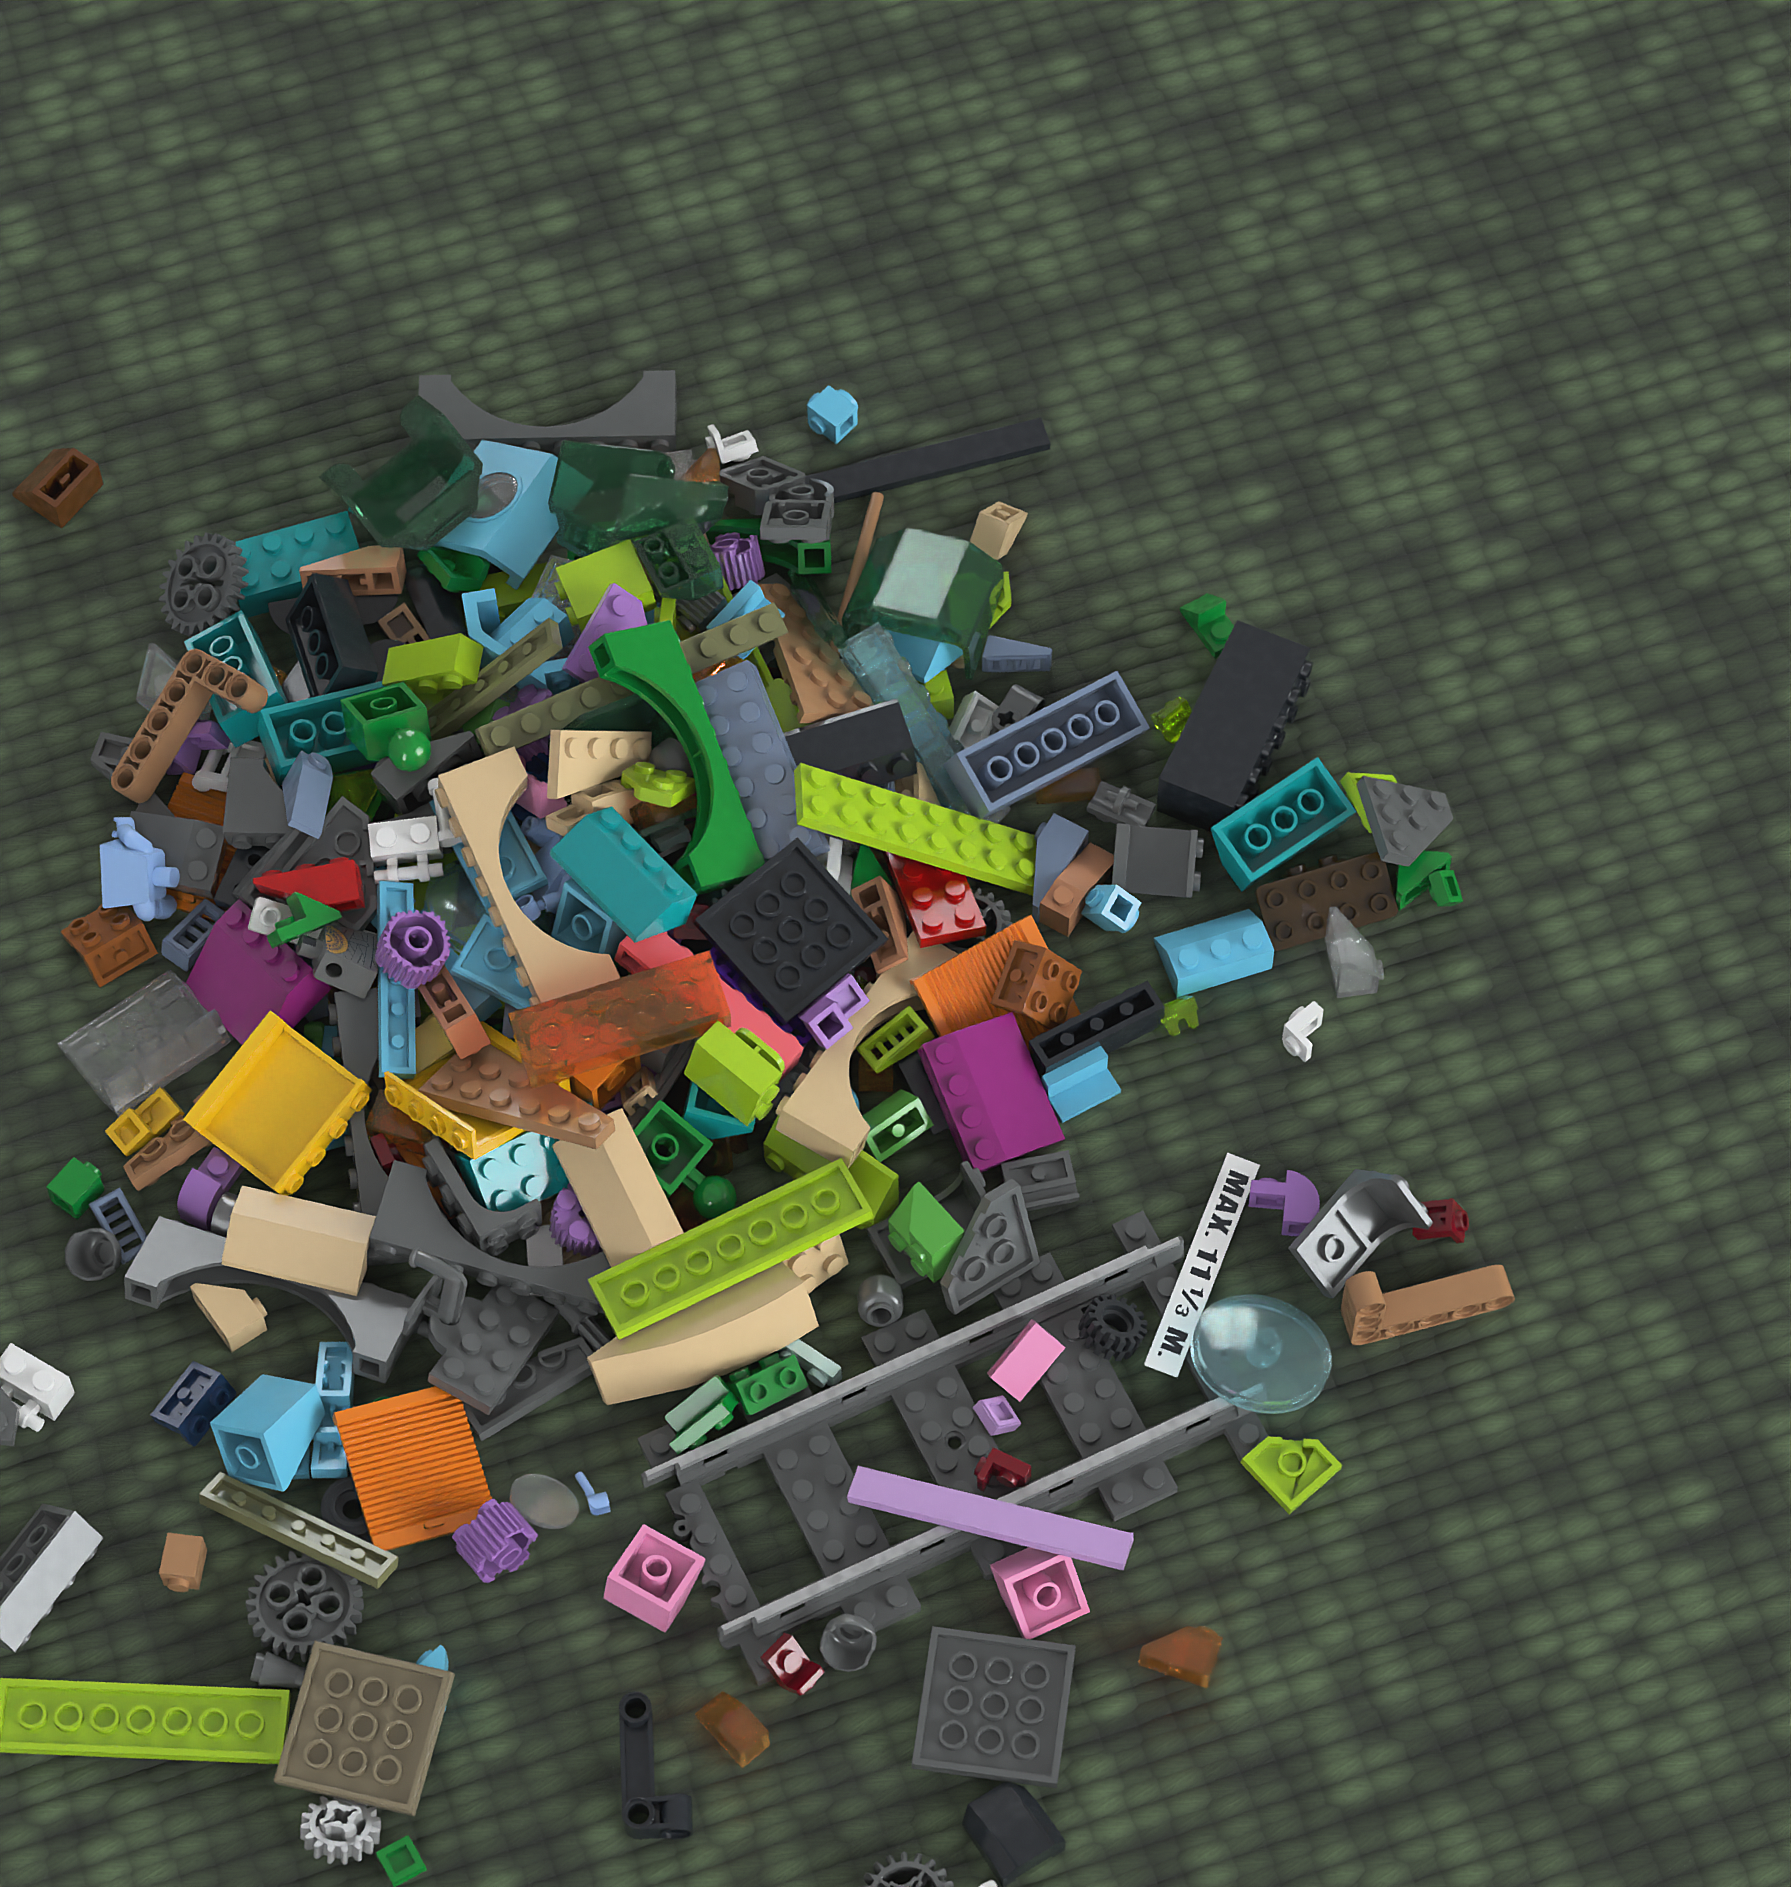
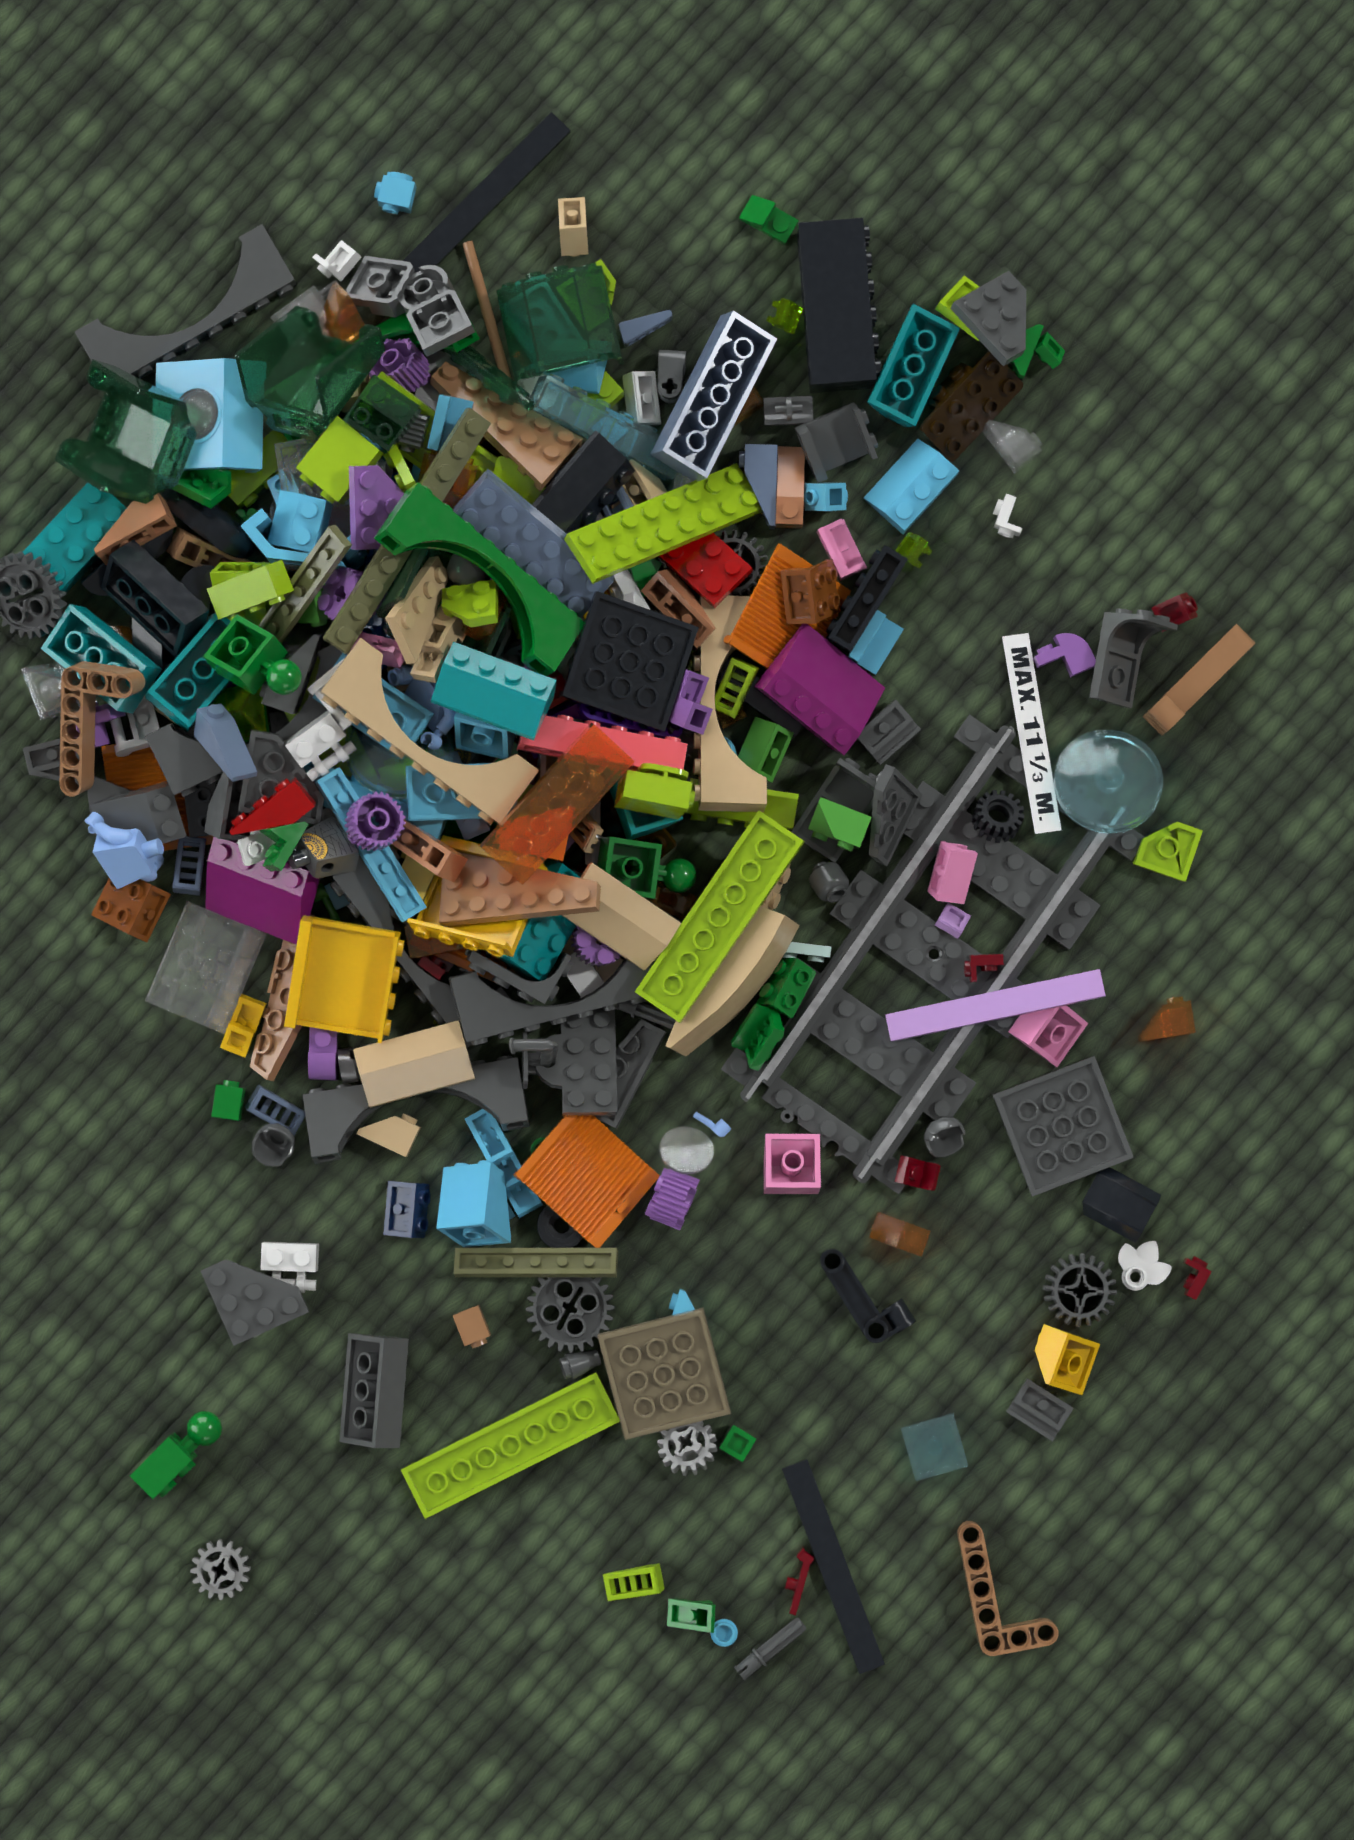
camera: 30 degrees left, 25 degrees up
(1098, 970) = (841, 548): none -> bright pink hinge

